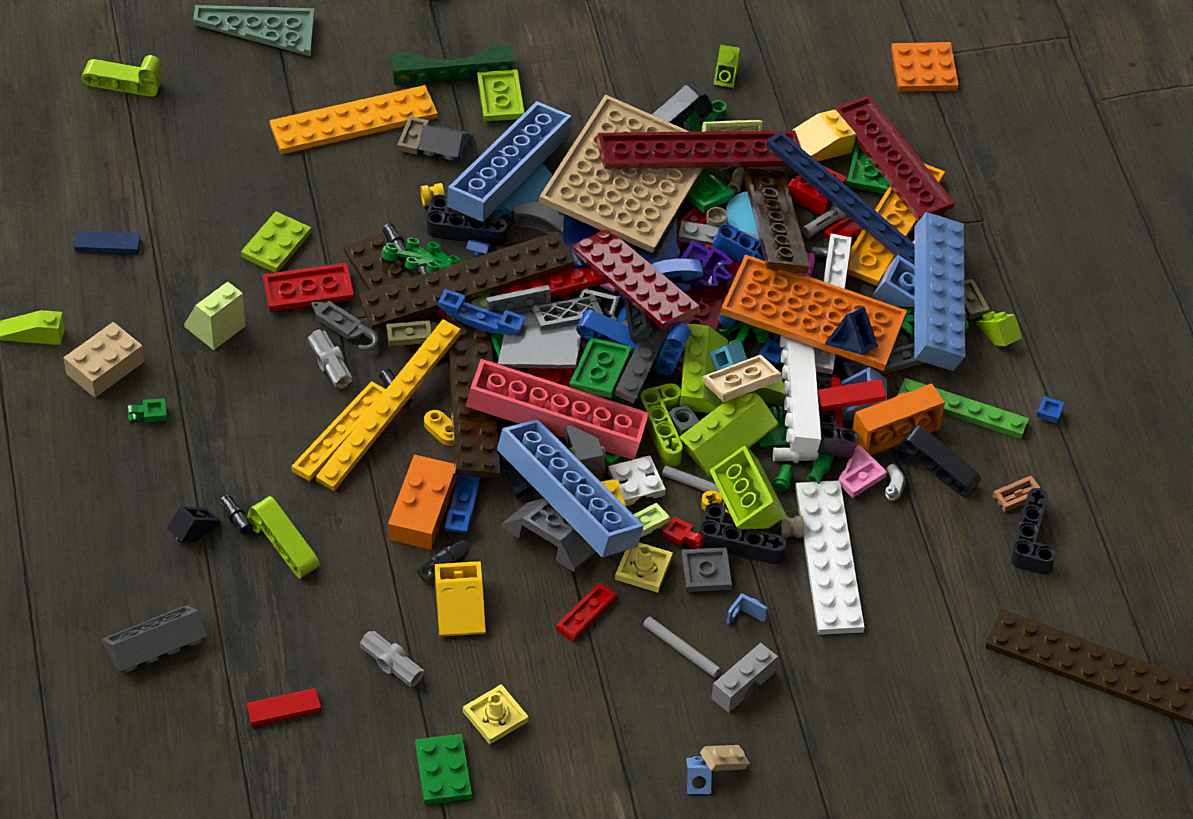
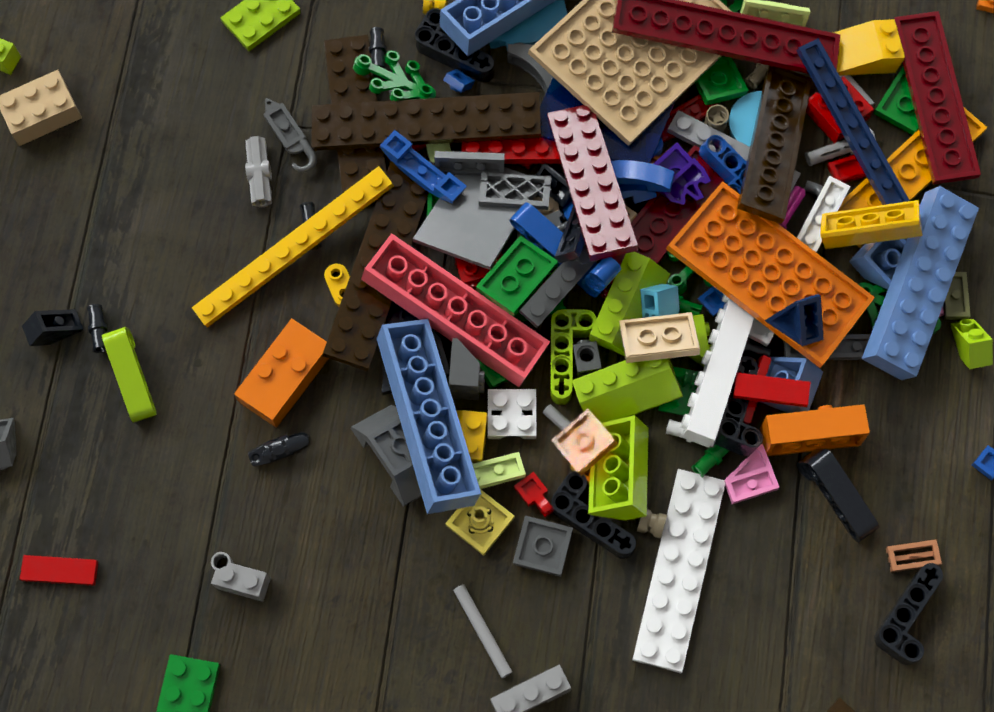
camera: 25 degrees right, 20 degrees up
(152, 411) = (62, 181): green plate -> none
(218, 316) = (163, 92): yellowish green slope -> none
(302, 286) = (271, 78): red plate -> none
(331, 439) = (229, 264): yellow plate -> none
(391, 658) = (183, 550): light grey piece -> none
(408, 333) = (343, 167): olive plate -> none
(451, 664) = (239, 579): none -> light grey hinge
(459, 598) = (275, 503): yellow slope -> none
(462, 504) = (322, 390): blue slope -> none
(495, 707) = (248, 641): light yellow plate -> none
(586, 612) = (401, 555): red tile -> none
(710, 478) = (584, 442): none -> clear orange plate
(748, 605) = (572, 606): medium blue bracket -> none
(782, 482) = (667, 459): green pin -> none
(882, 256) = (871, 224): none -> yellow slope
(896, 484) = (786, 503): light grey arm -> none
(976, 412) = (897, 431): bright green plate -> none

